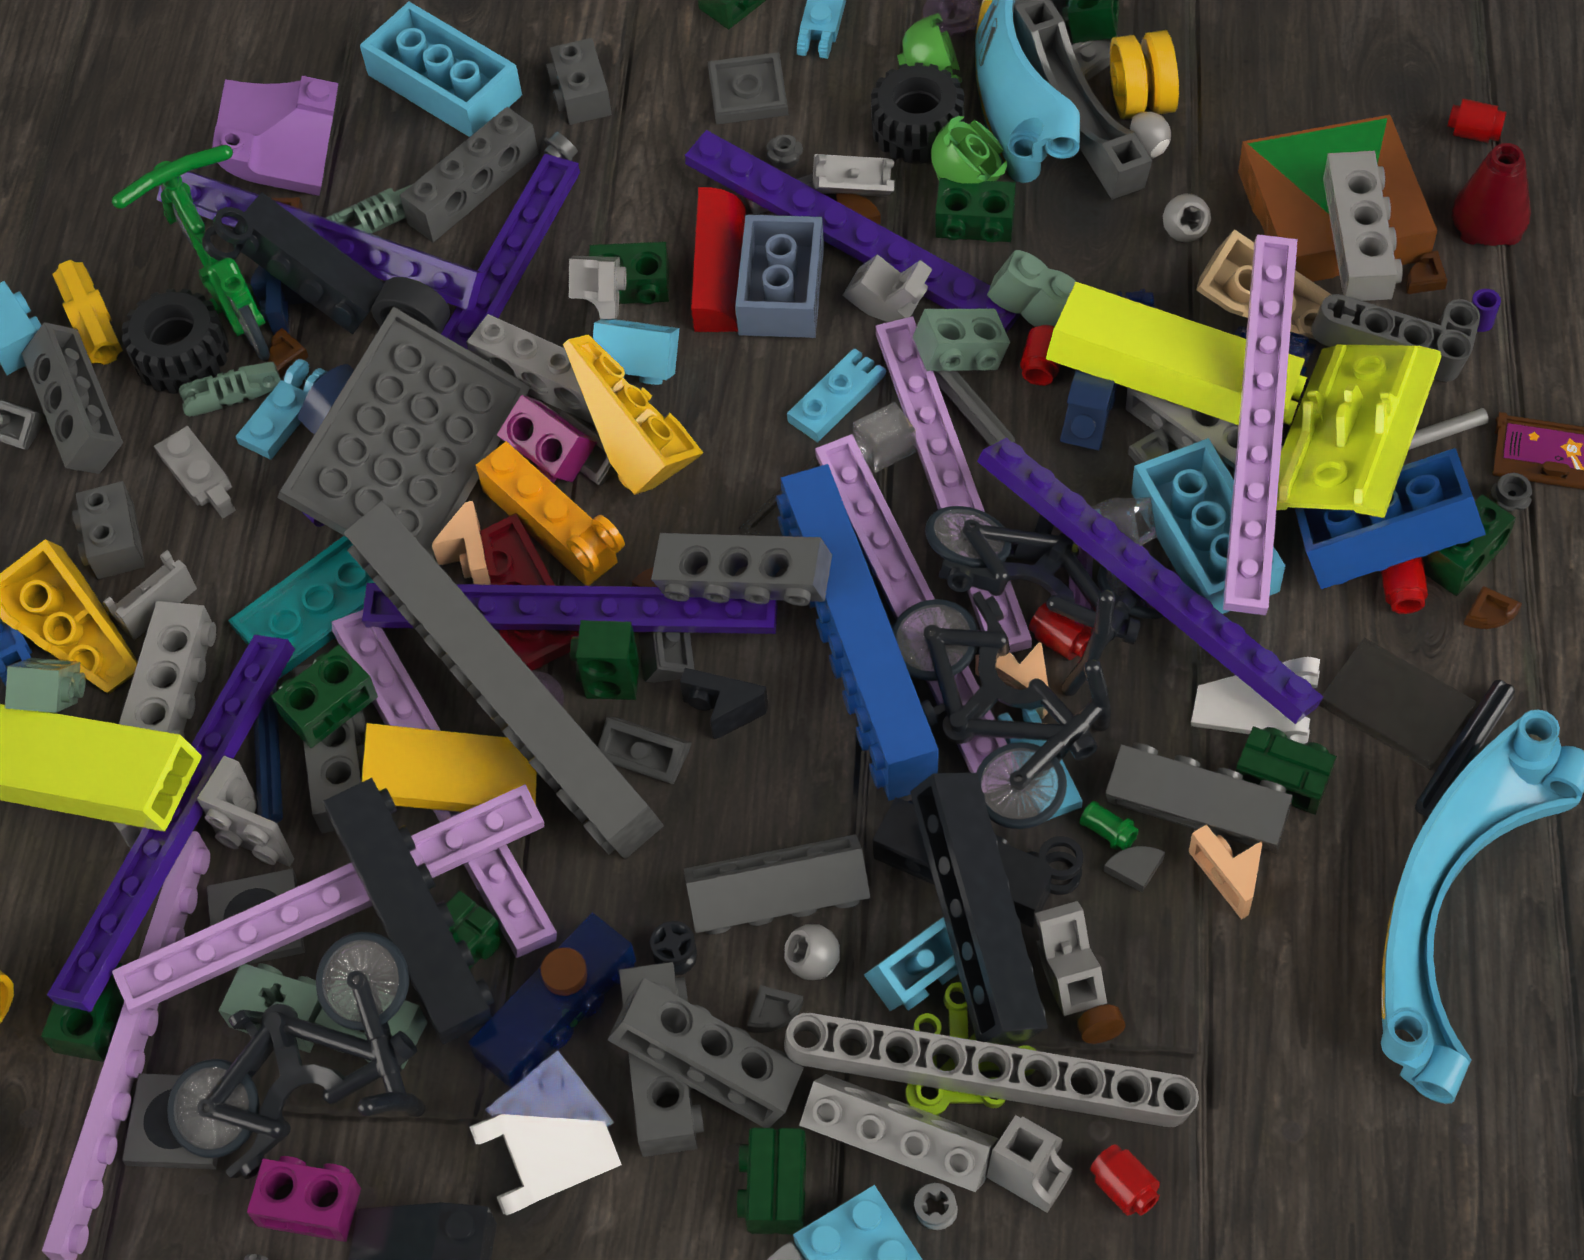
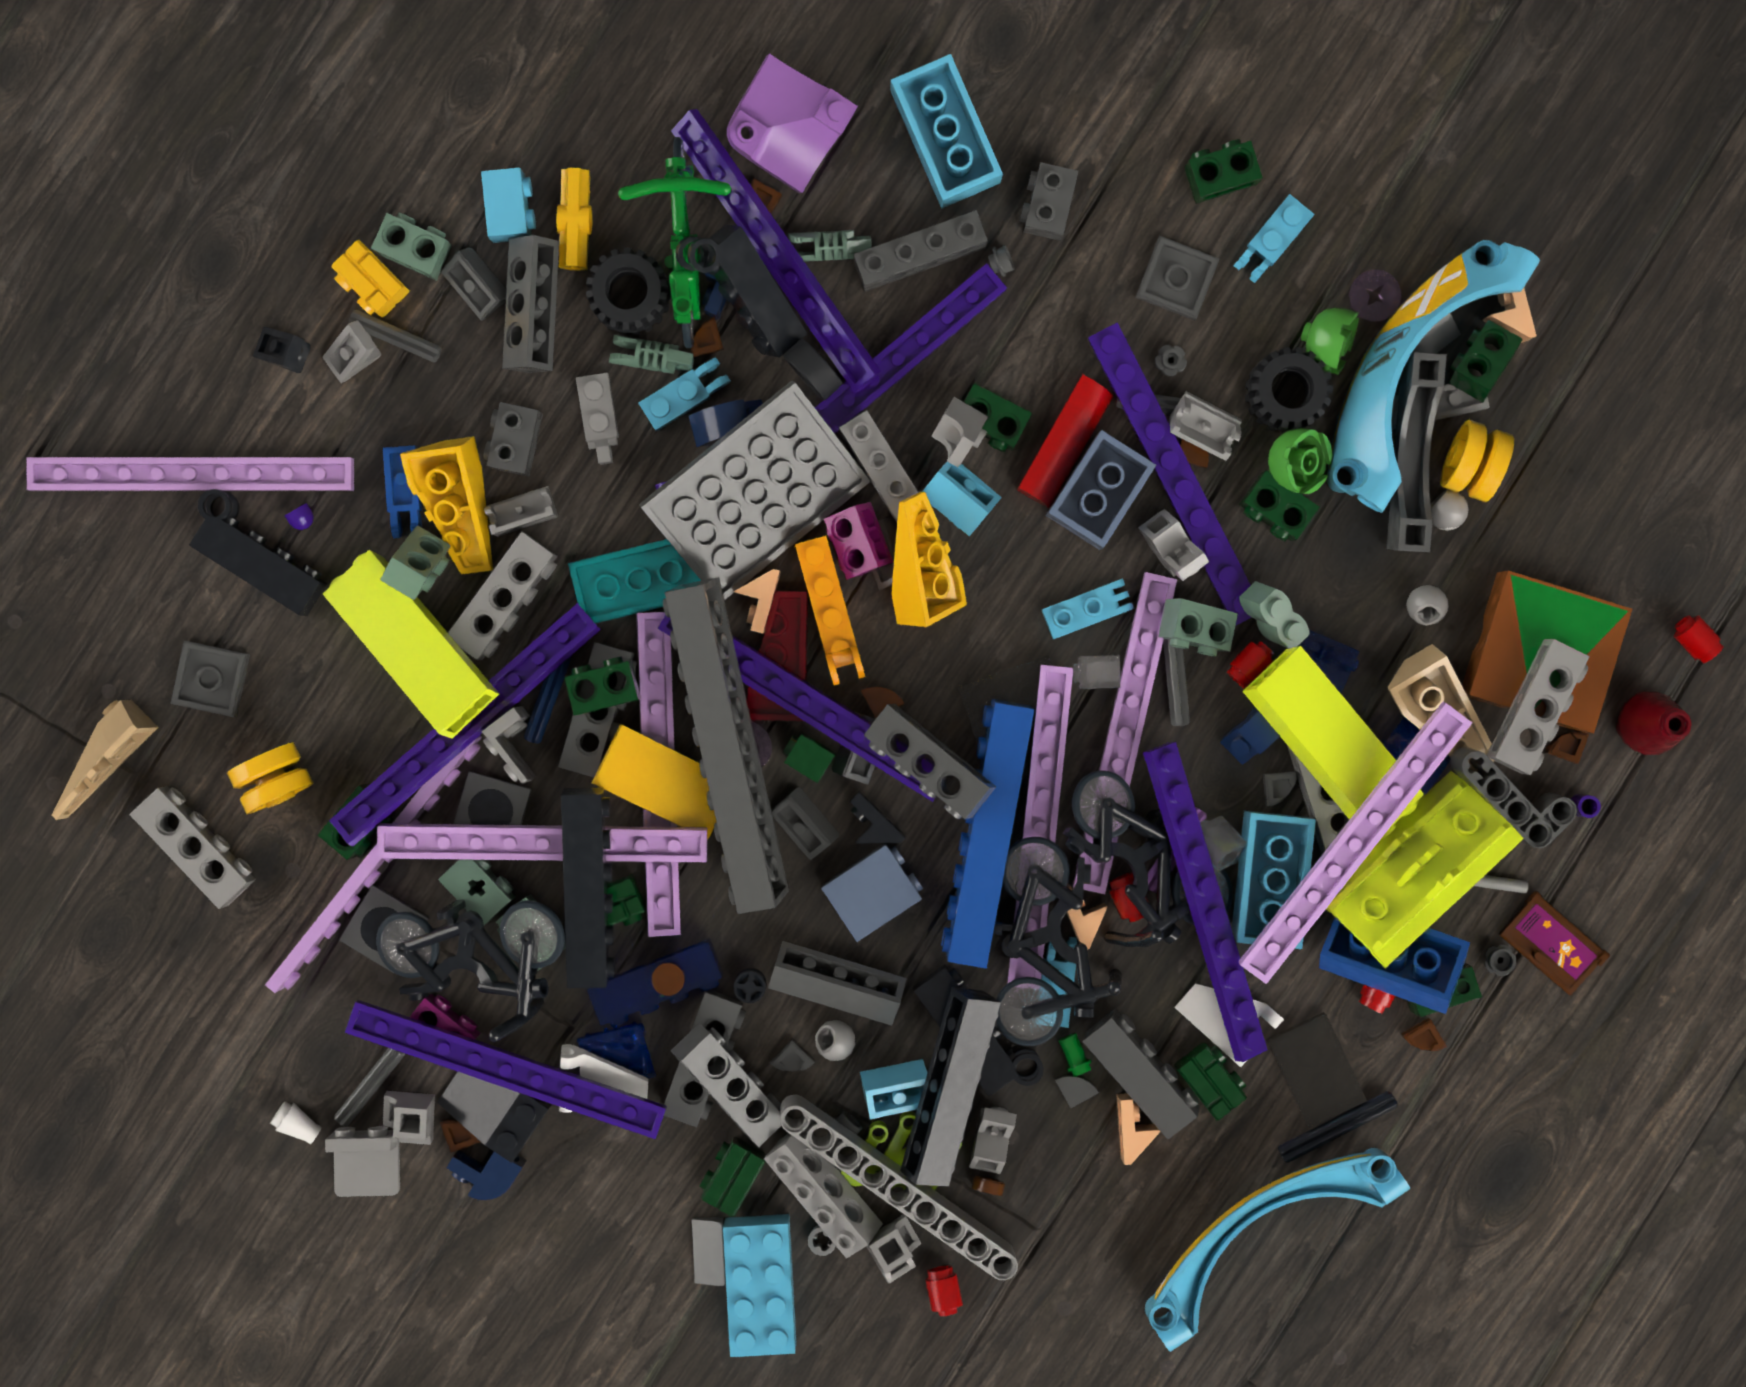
camera: 25 degrees right, 30 degrees up
(406, 1181) = (505, 1069): none -> dark purple plate
(762, 771) = (872, 891): none -> sand blue brick

